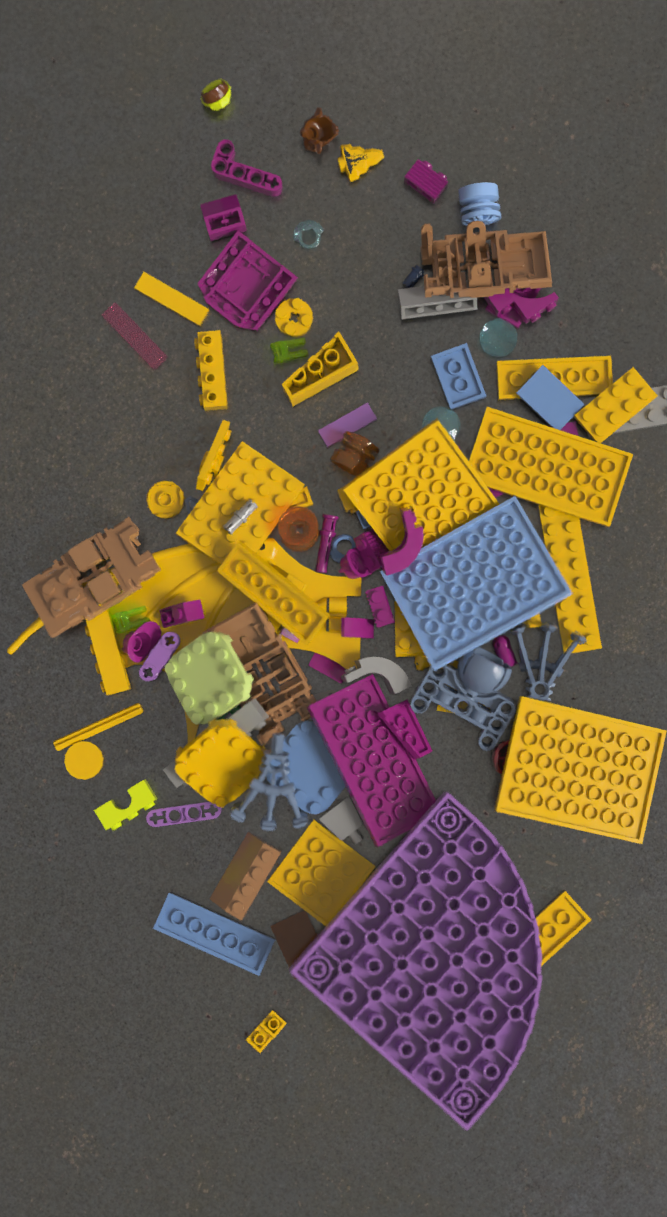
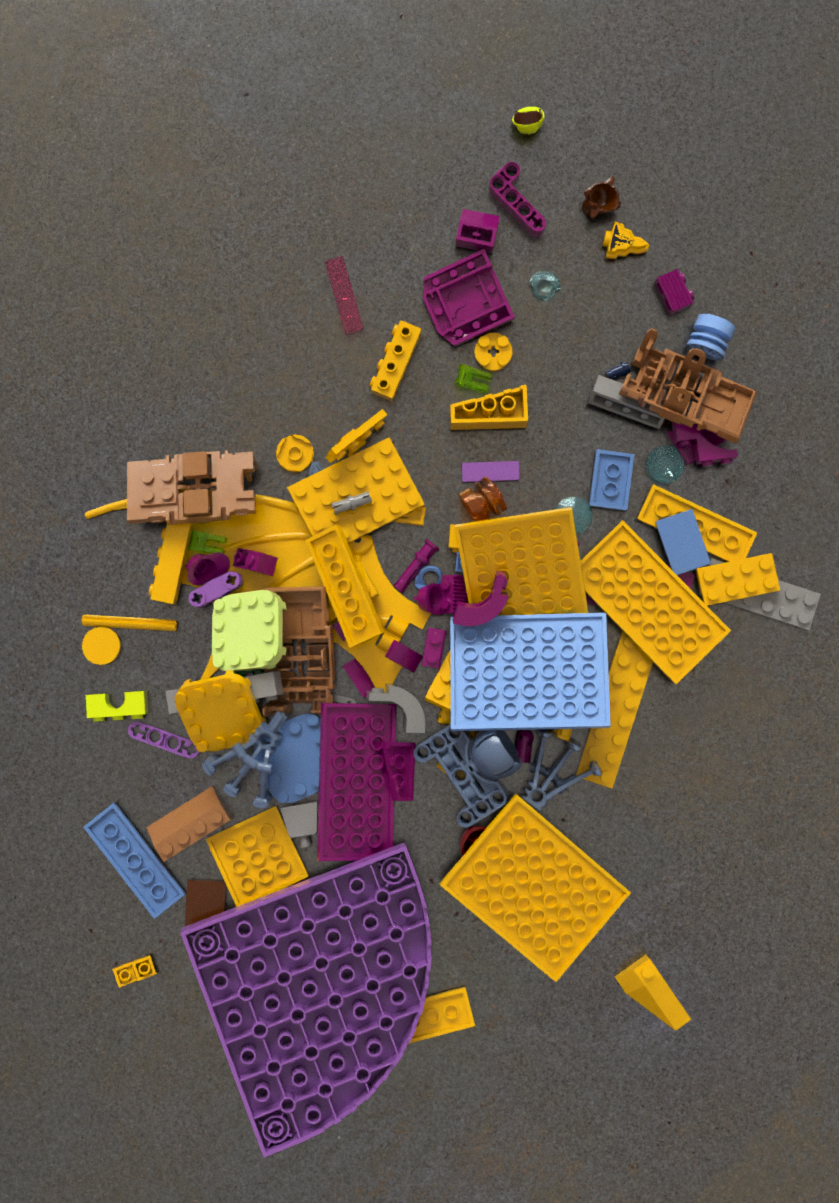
camera: 20 degrees right, 0 degrees up
(171, 299) = (394, 279): yellow tile -> none
(298, 518) = (403, 531): clear orange wheel -> none

